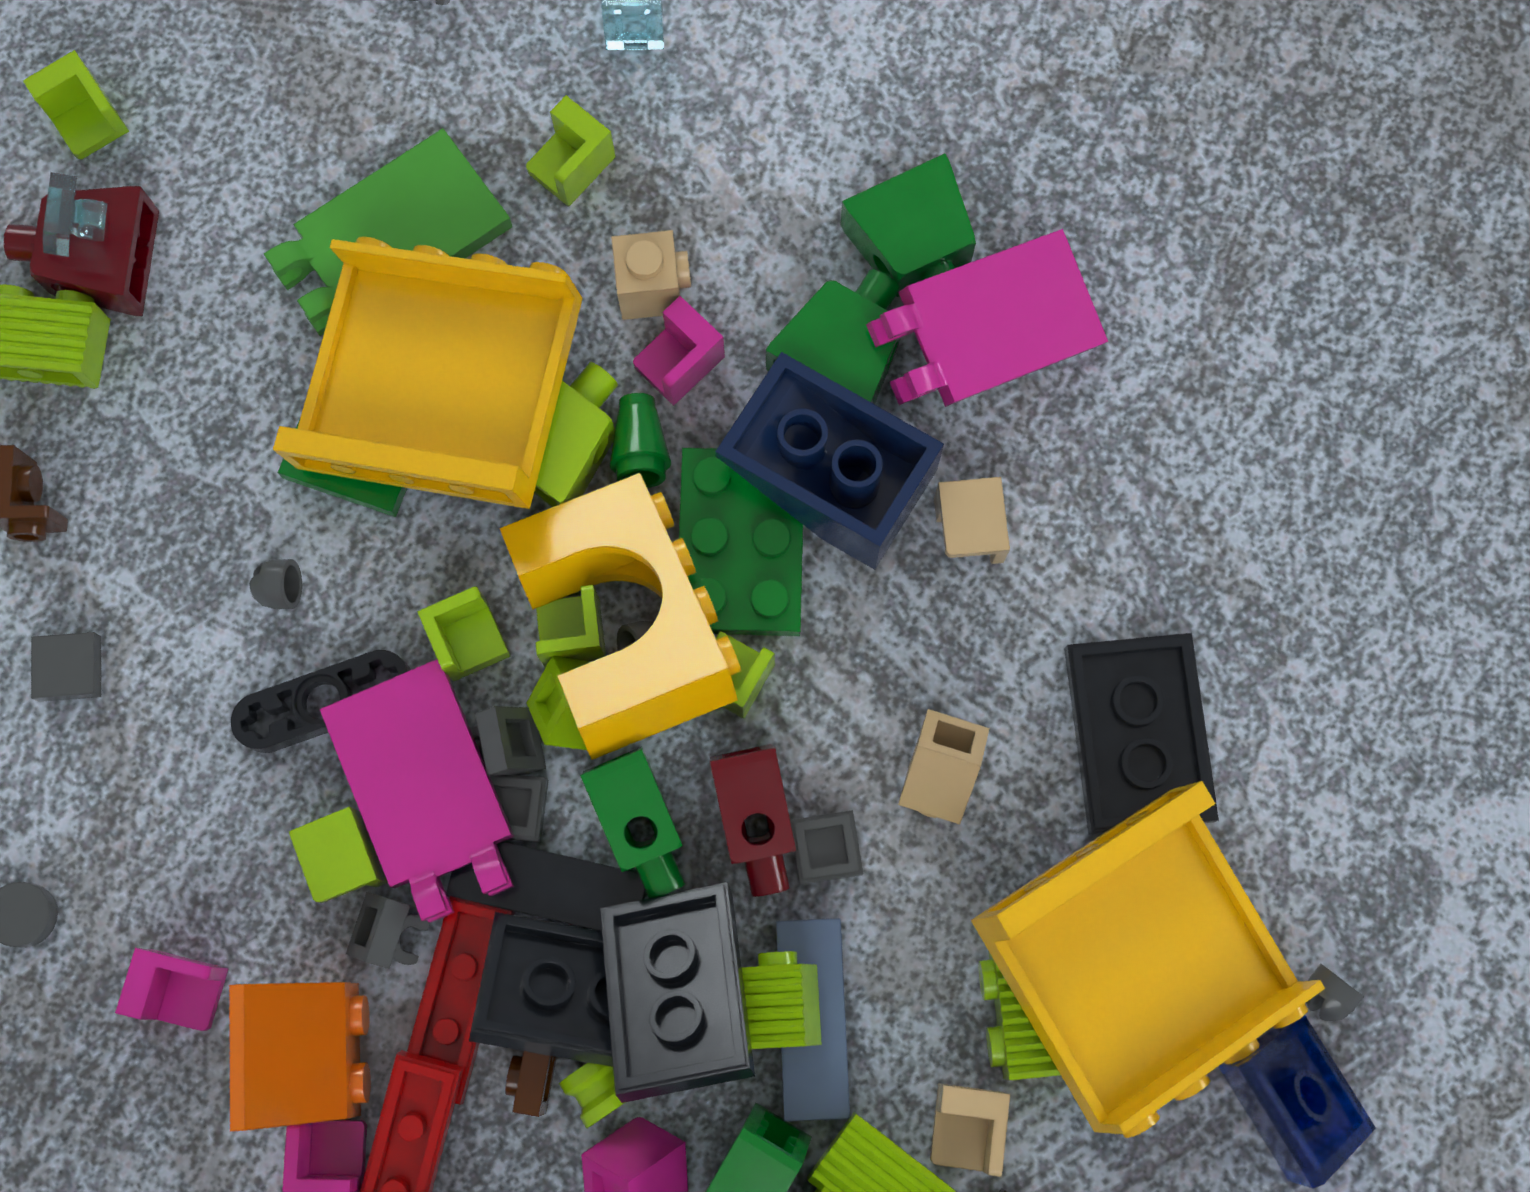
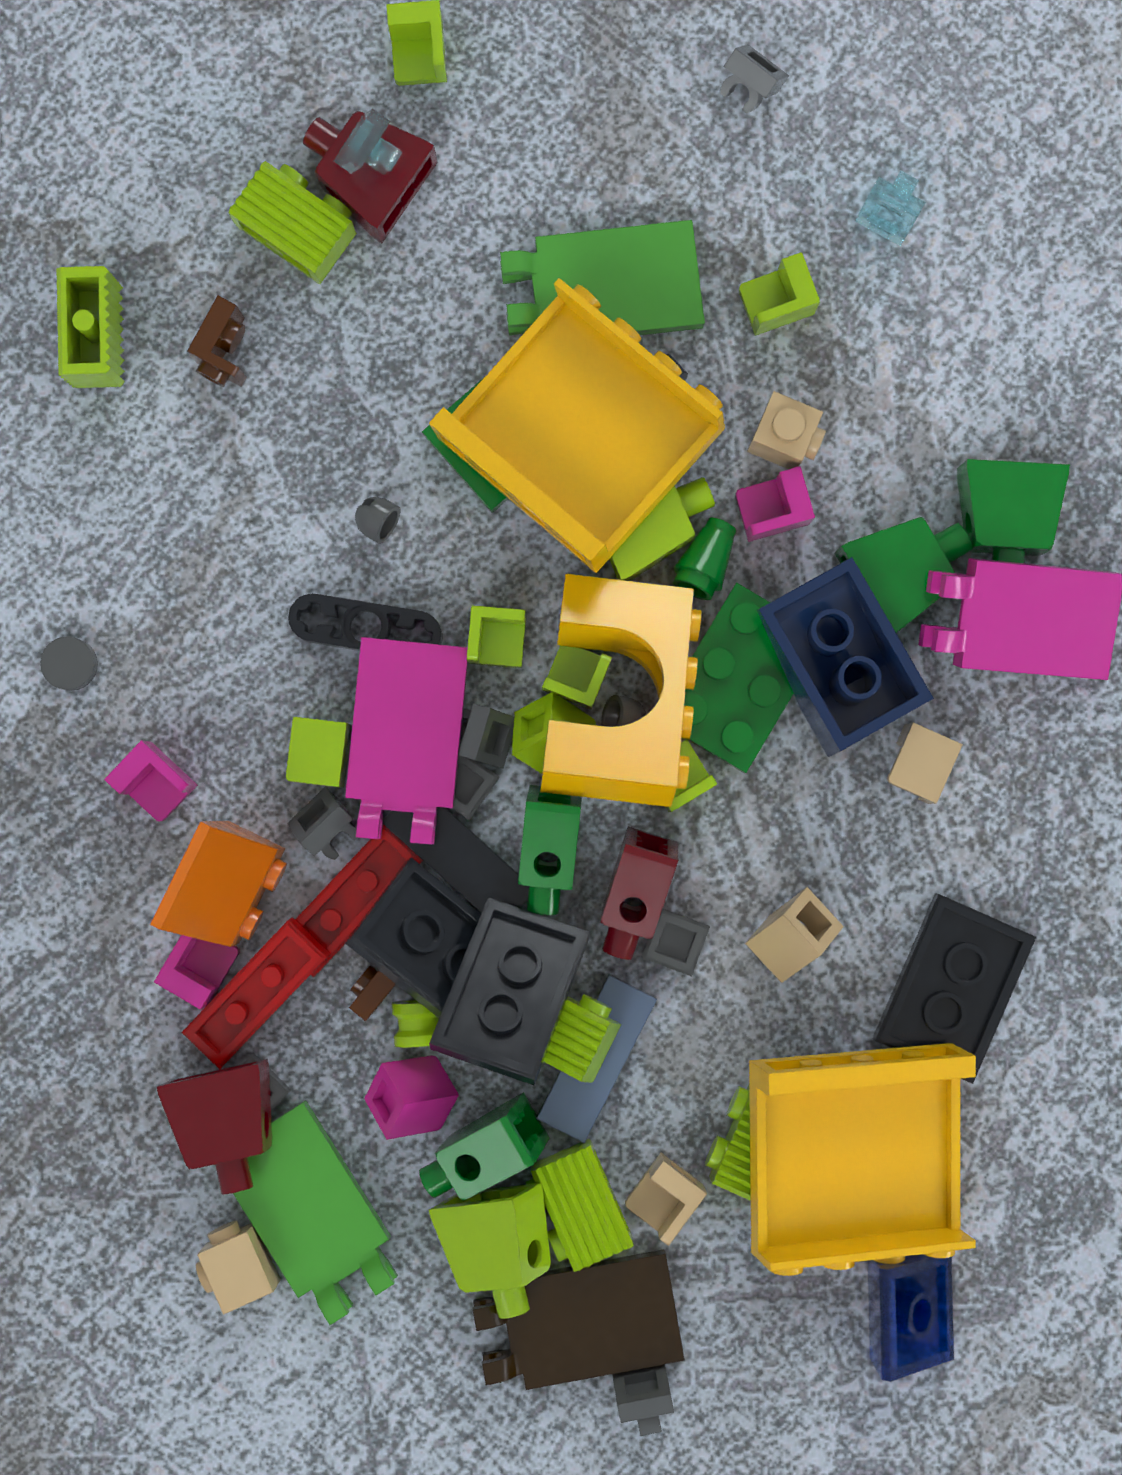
camera: 30 degrees right, 10 degrees up
(65, 666) = (190, 494): dark grey tile -> none
(1336, 999) = (984, 1256): dark grey hinge -> none

